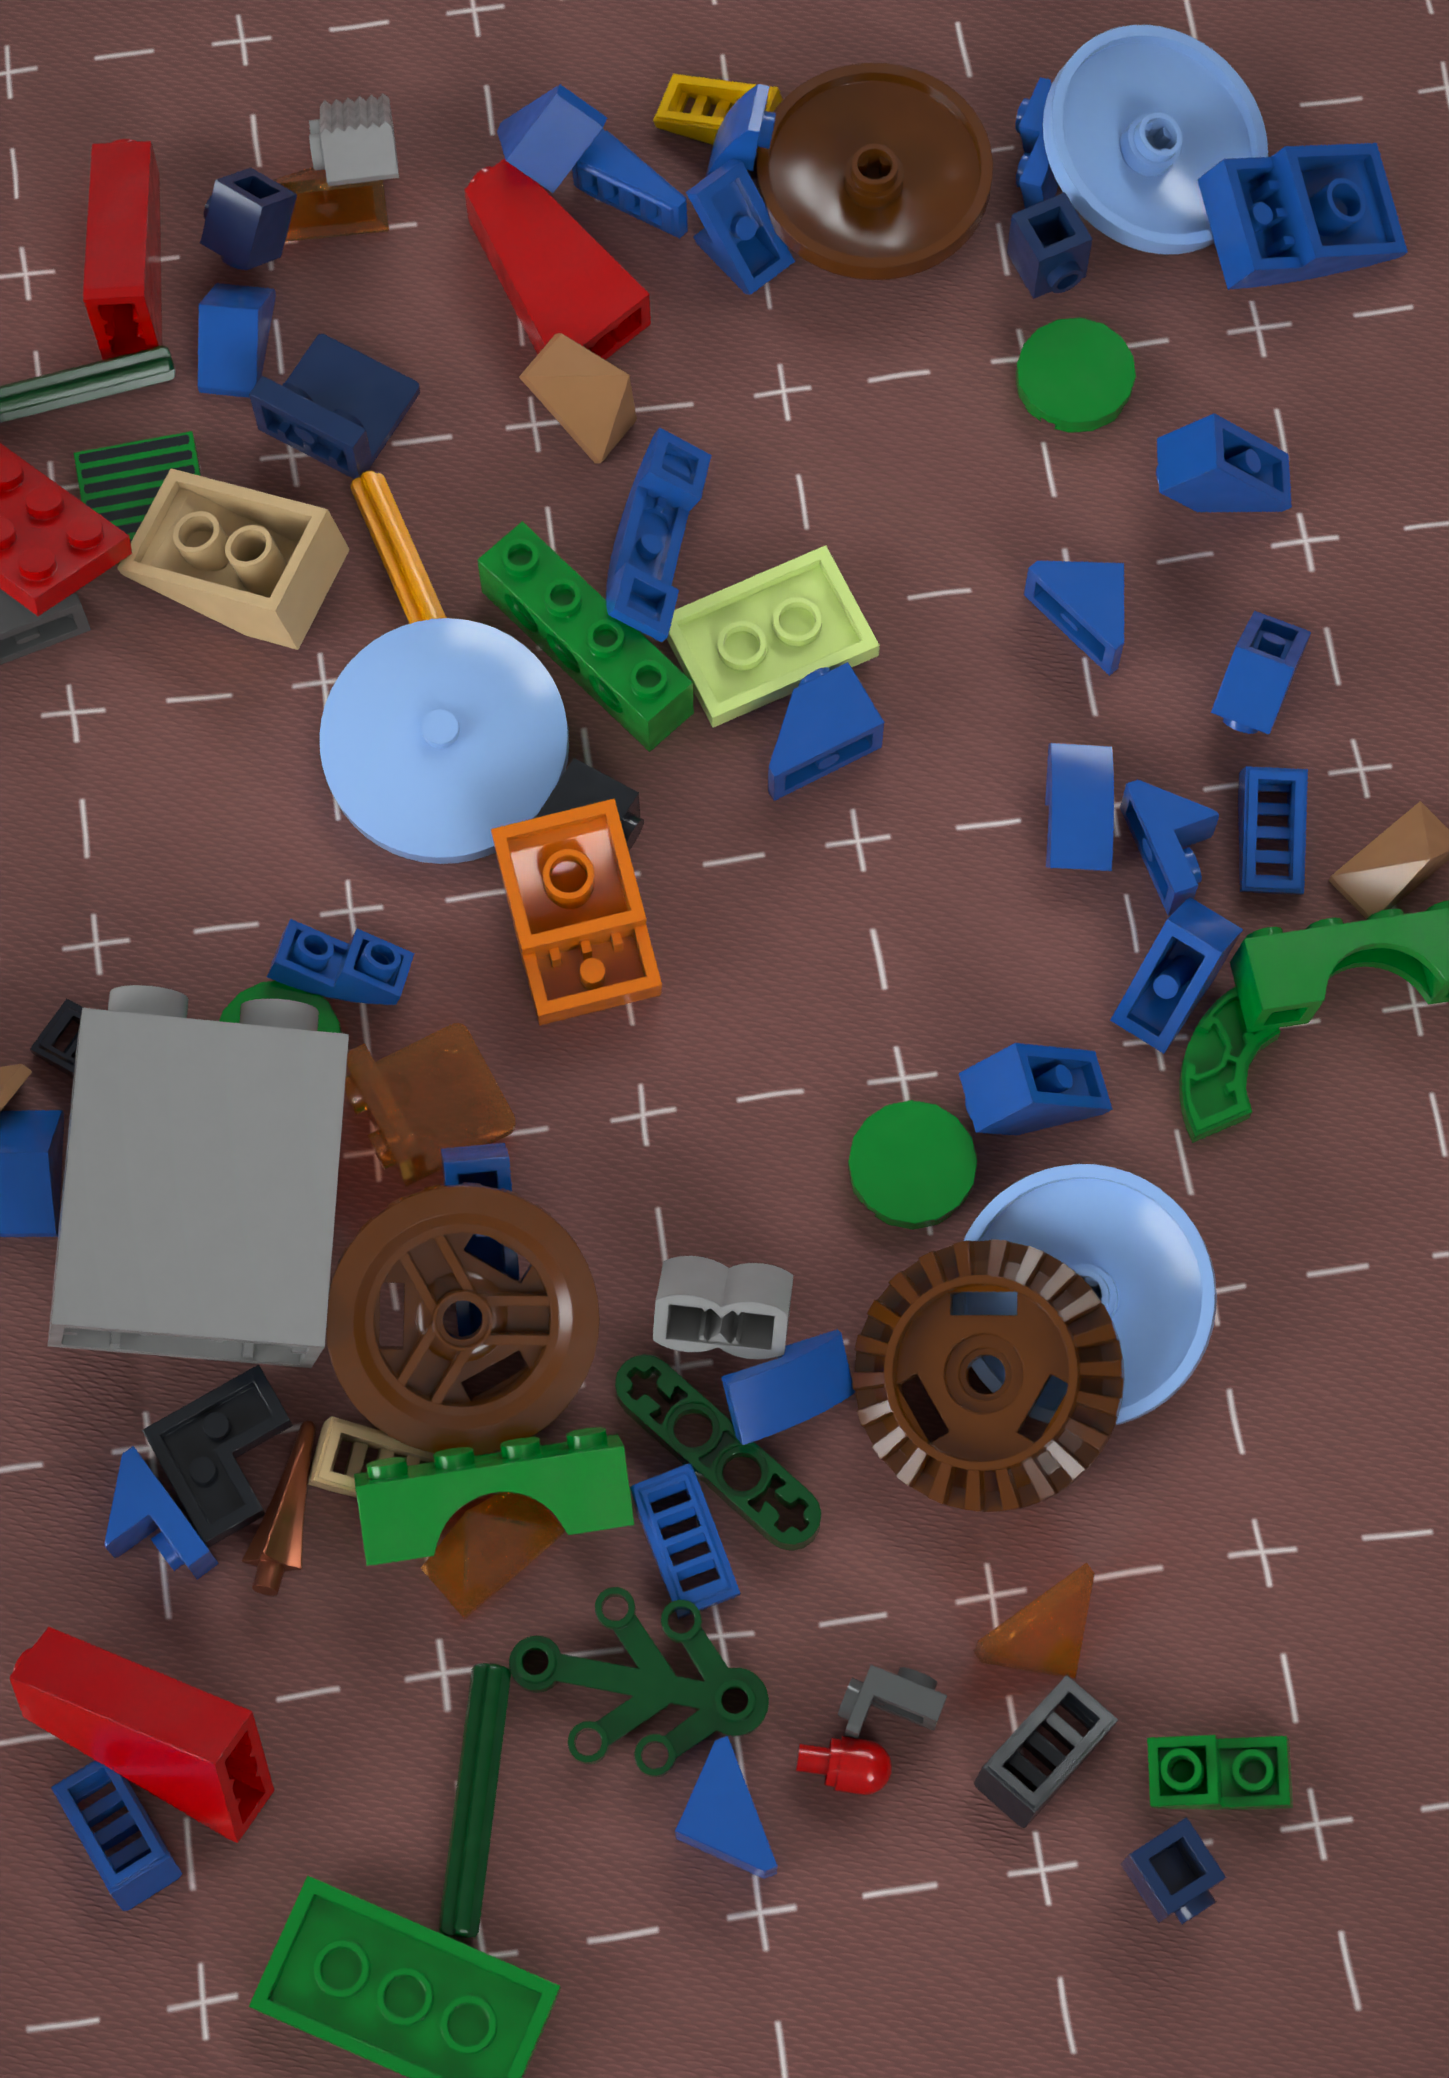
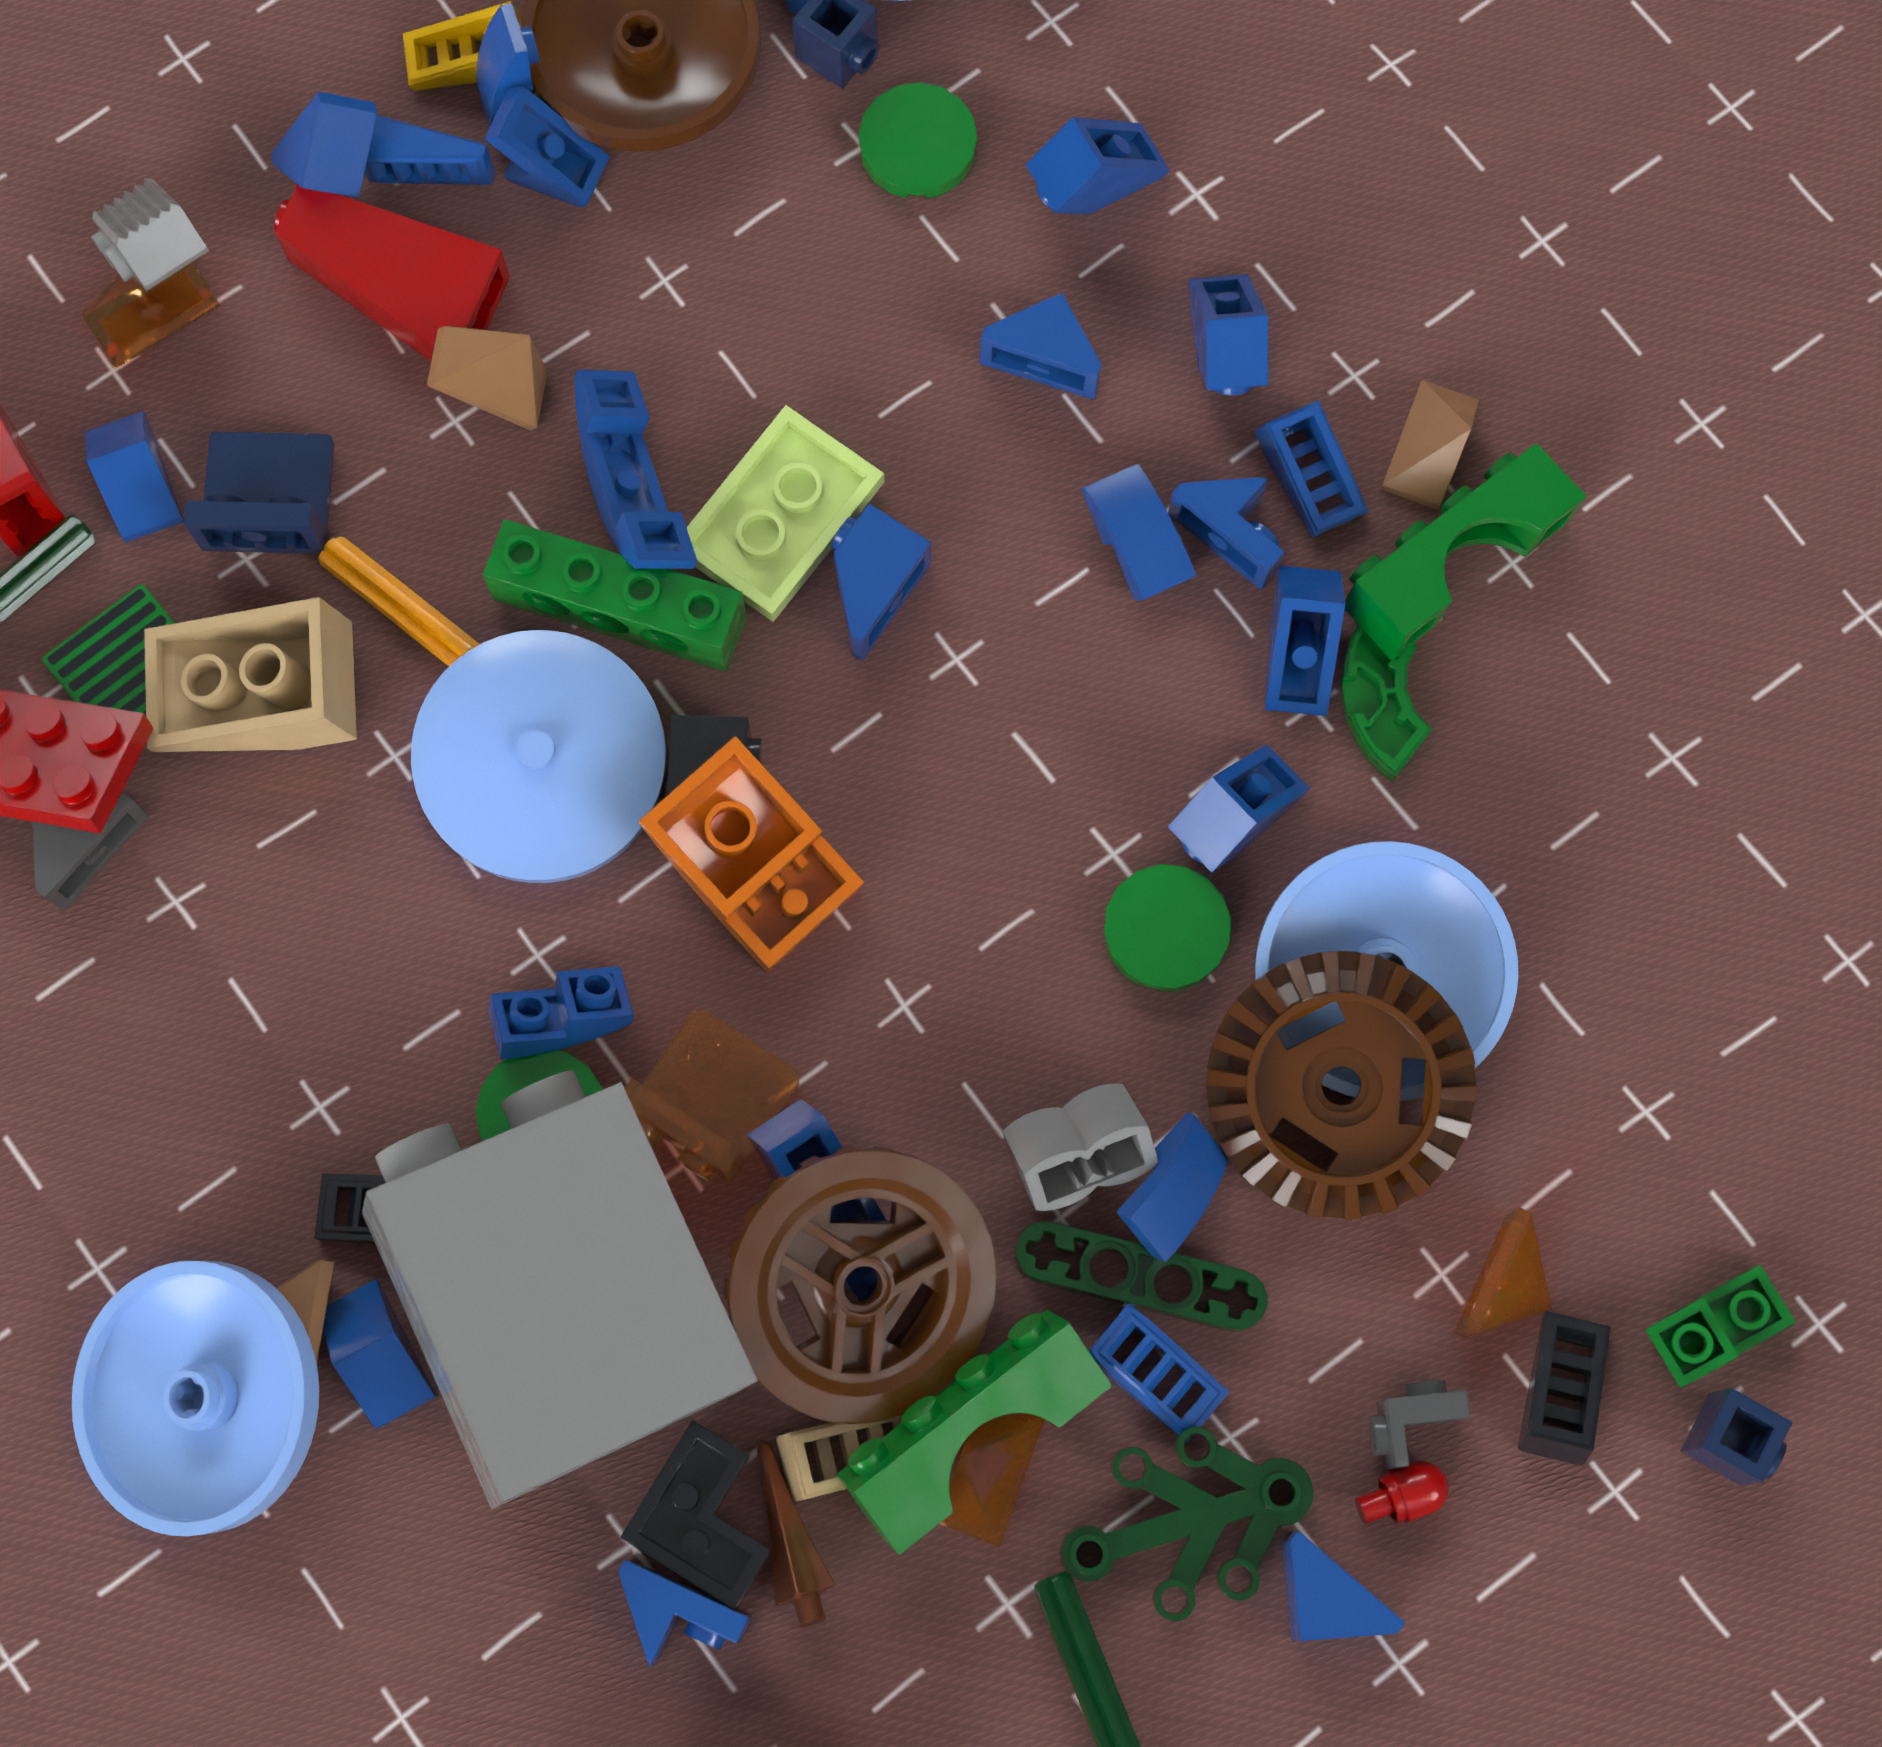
camera: 30 degrees left, 5 degrees up
(247, 219) = (84, 357): dark blue brick -> none

